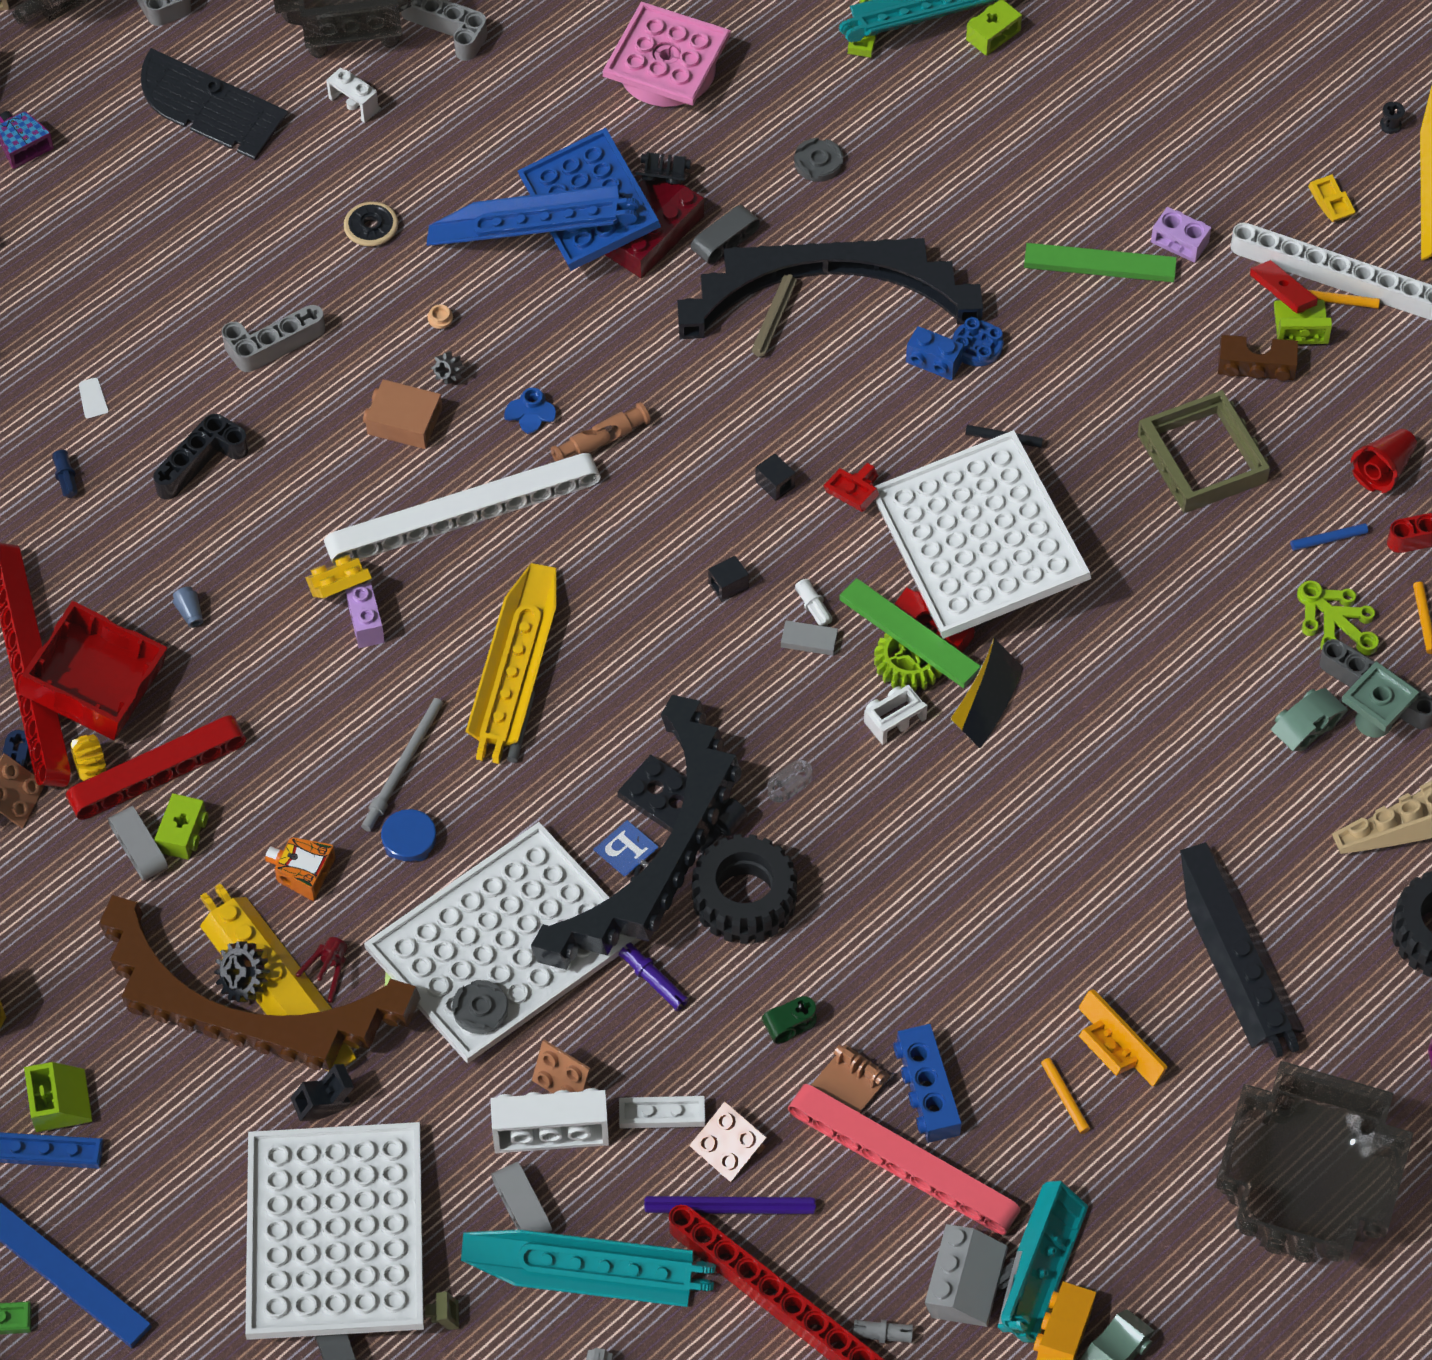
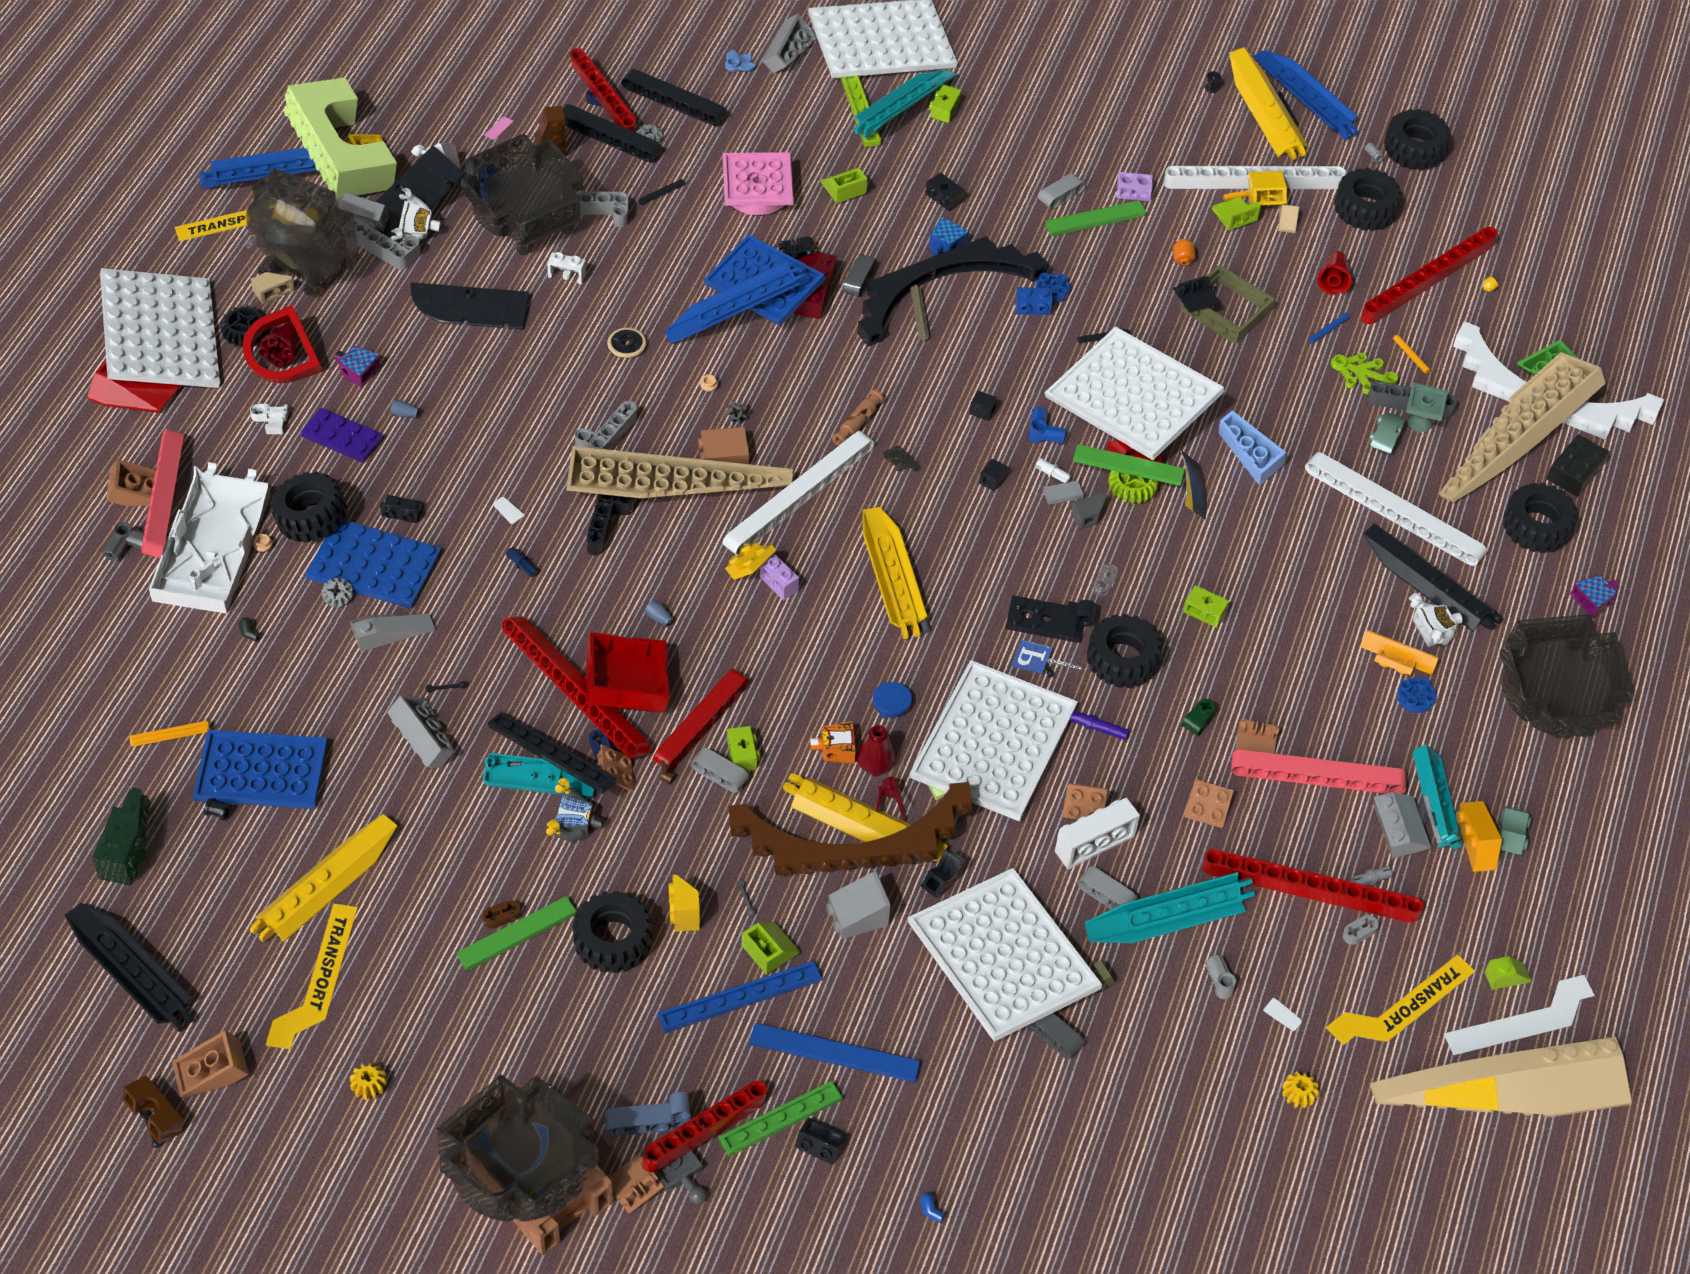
camera: 30 degrees left, 5 degrees down
(41, 216) = (403, 409): none -> sand blue cone
(71, 822) = (666, 775): none -> reddish brown hand
(76, 1003) = (740, 885): none -> dark grey hinge
(88, 756) = (655, 728): yellow gear -> none
(193, 1093) = (859, 907): none -> light grey slope
(242, 971) = (846, 828): black gear -> none
(297, 424) = (659, 475): none -> tan wedge
(341, 899) = (876, 752): none -> dark red cone
(379, 803) = (860, 687): light grey bar -> none
(480, 1007) = (1009, 782): dark grey tile -> none
(530, 413) = (803, 419): blue plate -> none
(541, 28) = (660, 192): none -> black bar
(621, 511) = (900, 458): none -> clear smoke slope
(642, 903) = (1073, 682): black arch -> none
(662, 1112) = (1160, 801): white plate -> none
(735, 1205) = (1234, 840): dark purple axle -> none
(784, 100) = (846, 185): none -> lime slope
(818, 159) = (886, 214): dark grey tile -> none
(827, 676) = (1088, 510): none -> dark grey slope
(836, 545) = (1041, 431): none -> blue piece
(854, 488) = (1035, 395): red hinge -> none
(874, 220) = (947, 236): none -> torso
(898, 869) = (1205, 606): none -> lime brick
(899, 718) = (1139, 527): white window -> none
(912, 154) = (945, 191): none -> black brick
(922, 1043) = (1305, 722): blue brick -> none
(1065, 1095) = (1386, 699): light orange bar -> none
(1075, 207) = (1061, 191): none -> light grey beam
(1103, 677) = (1251, 447): none -> light blue wedge
(1111, 1106) = (1416, 695): none -> blue tile
(1157, 423) = (1196, 294): none -> black hinge
(1189, 354) = (1184, 252): none -> orange head
(1199, 1014) = (1434, 621): none -> white torso
(1238, 360) = (1212, 245): reddish brown arch -> none
(1252, 834) = (1396, 509): none -> white beam
(1283, 286) = (1214, 196): red tile -> none
(1330, 198) = (1206, 140): yellow slope -> none
(1362, 302) = (1267, 188): none -> yellow slope
(1373, 354) = (1288, 218): none -> tan slope

